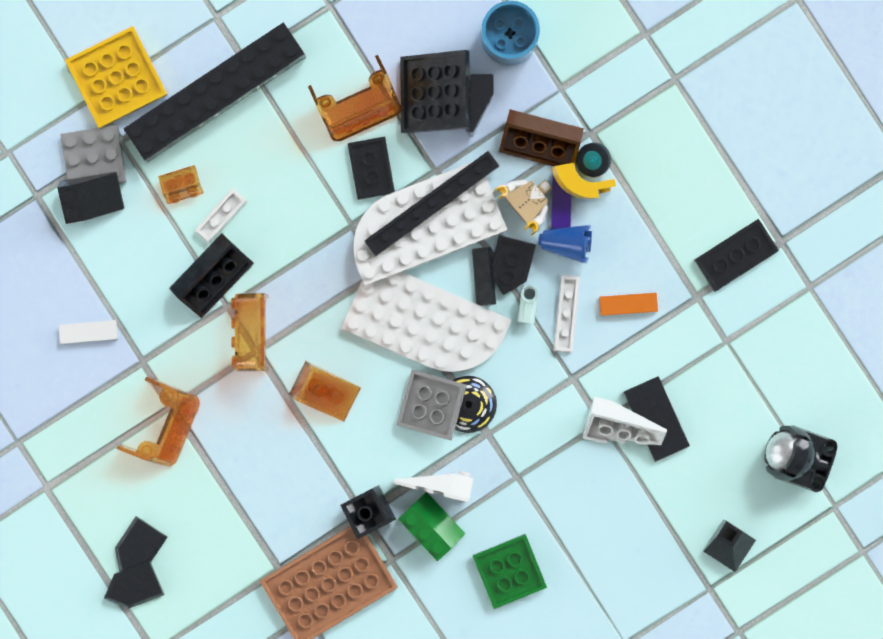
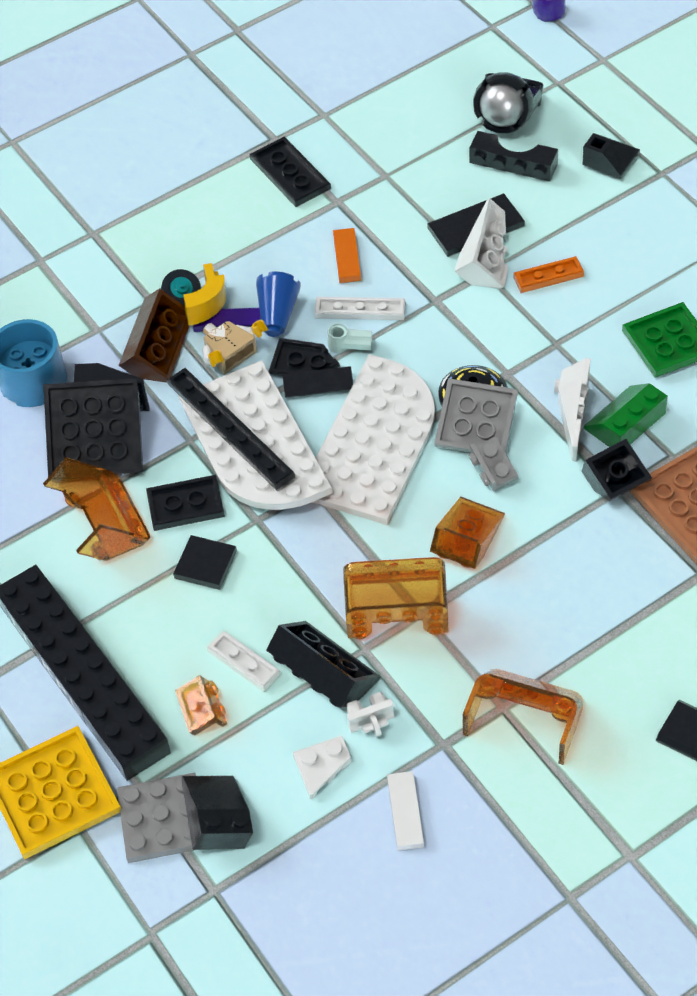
camera: 85 degrees left, 35 degrees down
(129, 272) = (321, 763): none -> white wing
(167, 317) = (370, 717): none -> white hips
(312, 185) = (205, 562): none -> black tile
(386, 415) = (494, 464): none -> light grey bracket
(593, 477) = (548, 274): none -> orange tile
(723, 479) = (535, 163): none -> black arch

